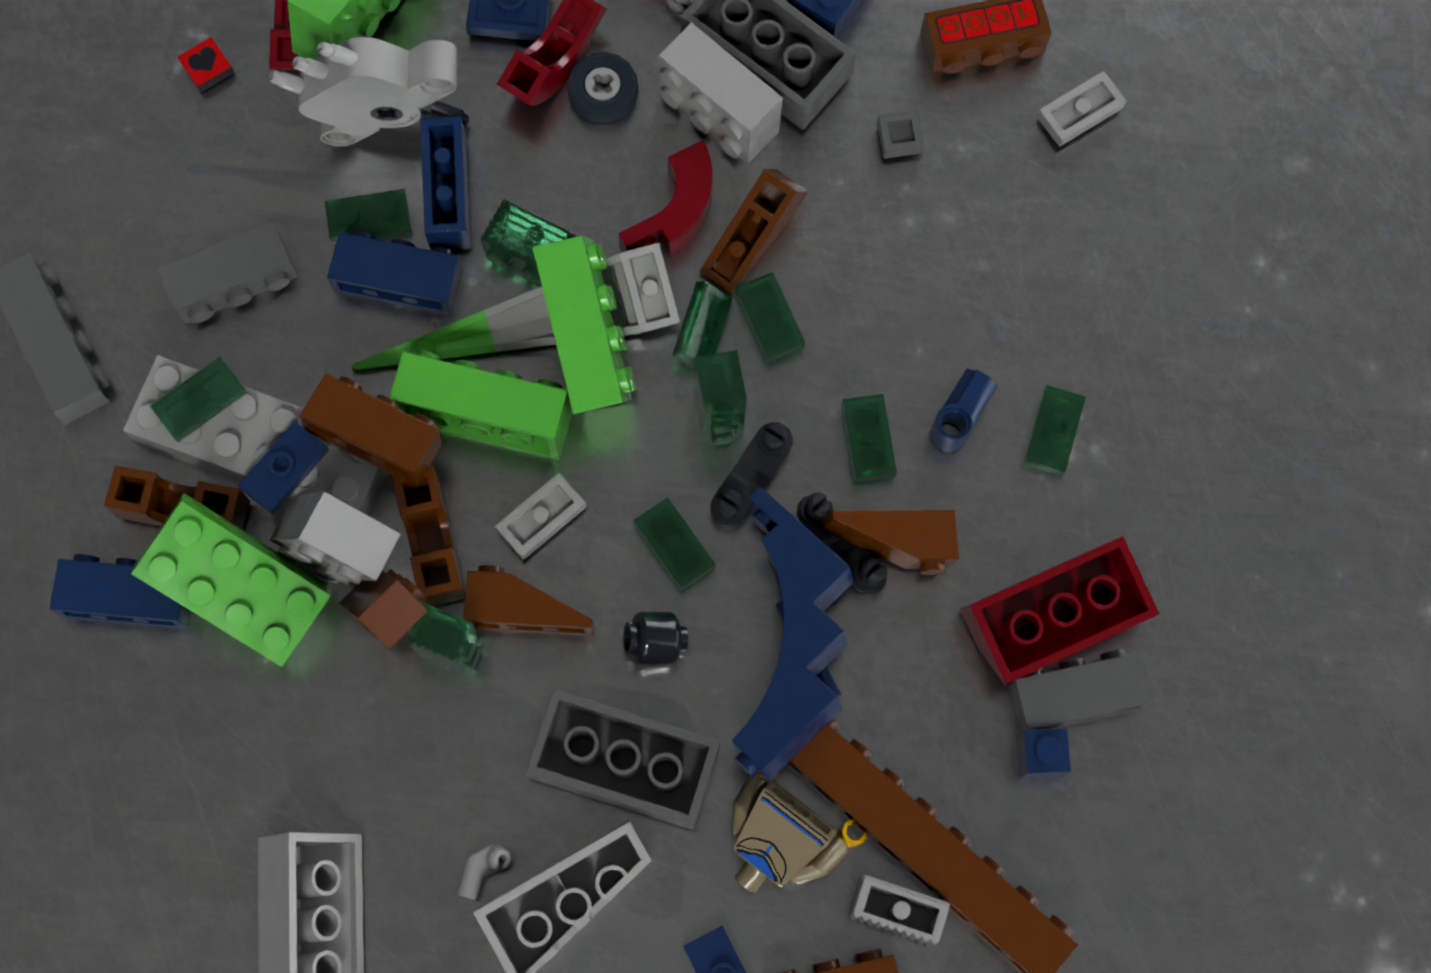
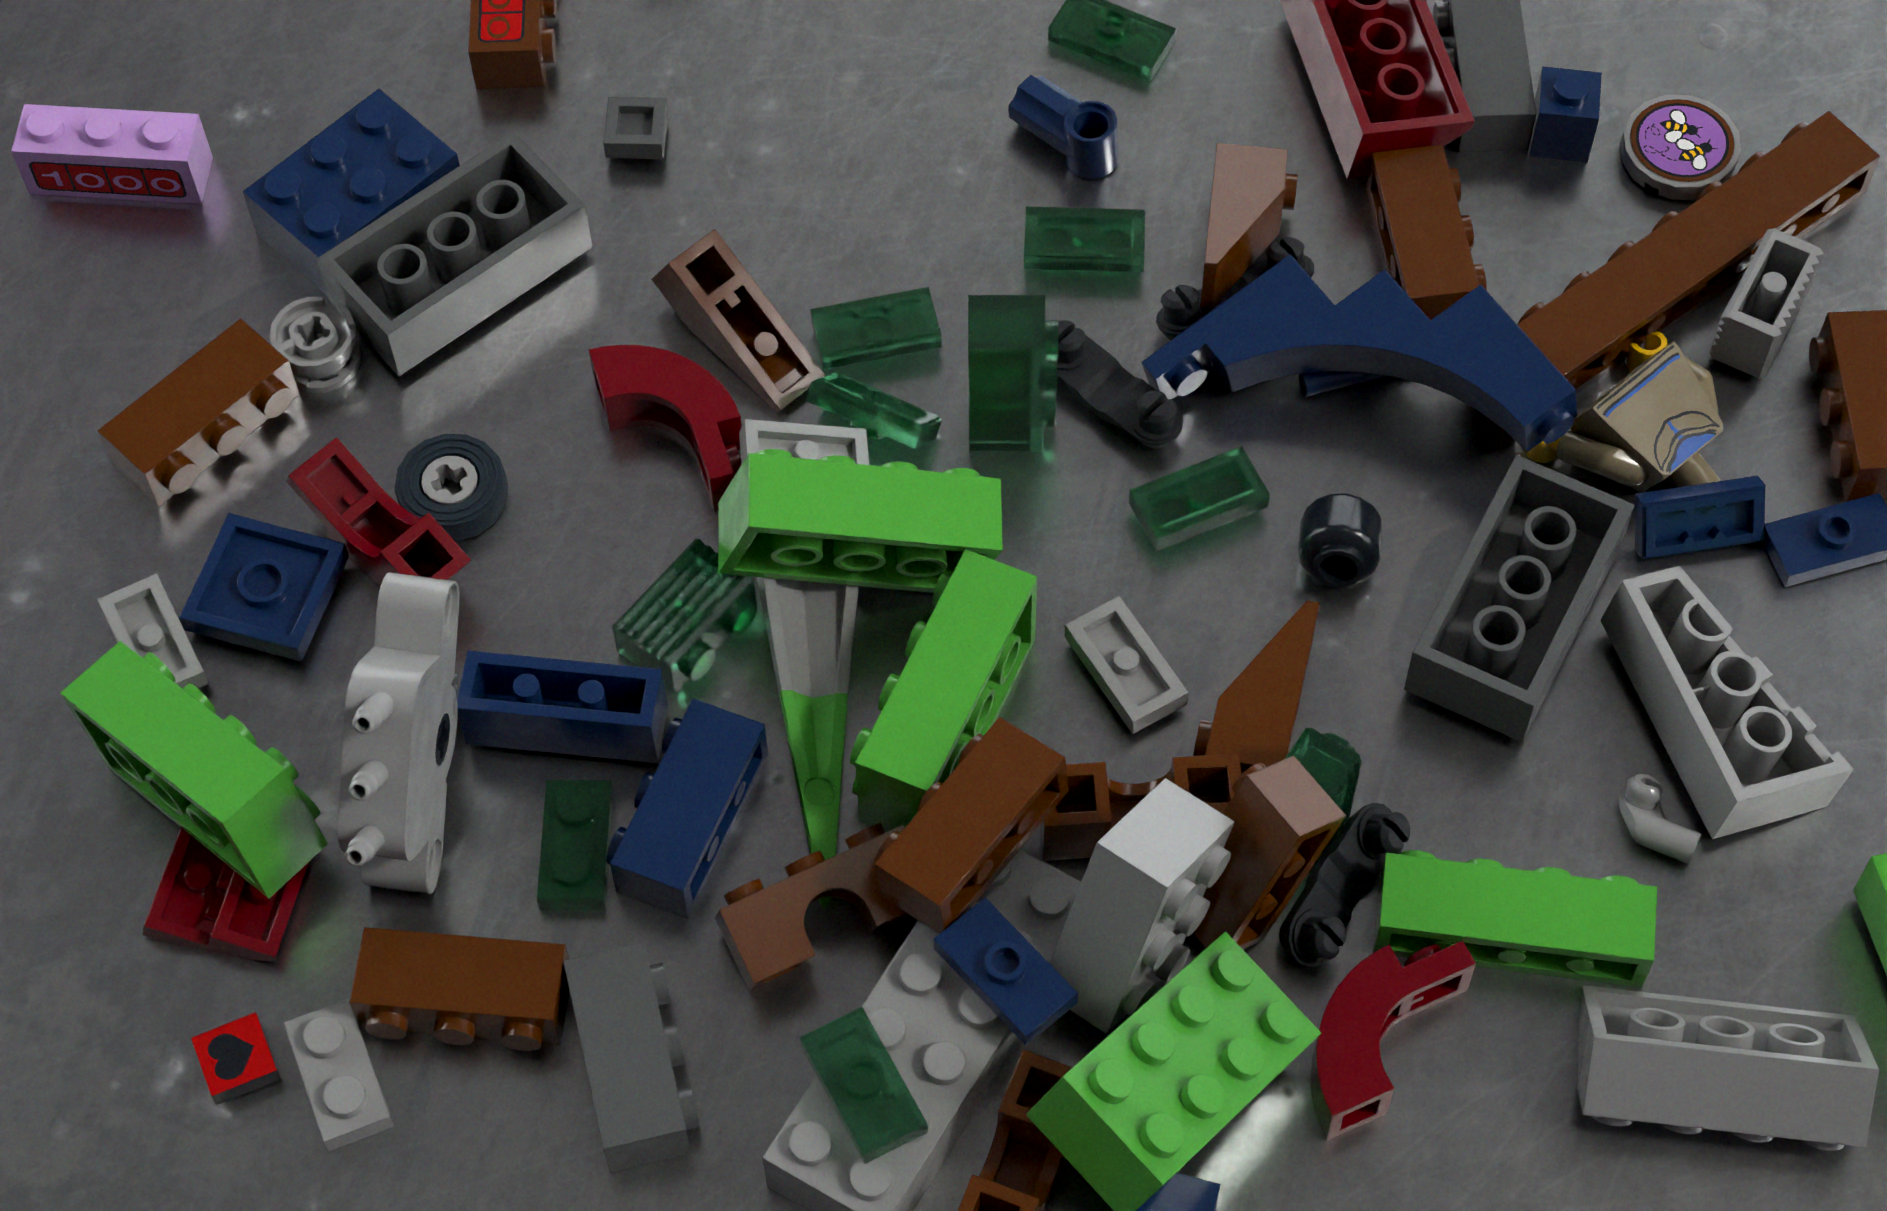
camera: 75 degrees left, 15 degrees down
(204, 121) = (338, 1075): none -> light grey plate
(257, 169) = (460, 988): none -> reddish brown brick
(293, 688) = (1374, 996): none -> dark red arch
(318, 331) = (767, 923): none -> reddish brown arch
(393, 783) = (1518, 917): none -> bright green brick
(396, 666) = (1338, 880): none -> black piece
(716, 879) = (1699, 517): none -> dark blue plate
(719, 94) = (521, 316): light grey brick -> none
(915, 666) = (1421, 226): none -> reddish brown brick
(1042, 843) = (1679, 145): none -> tile

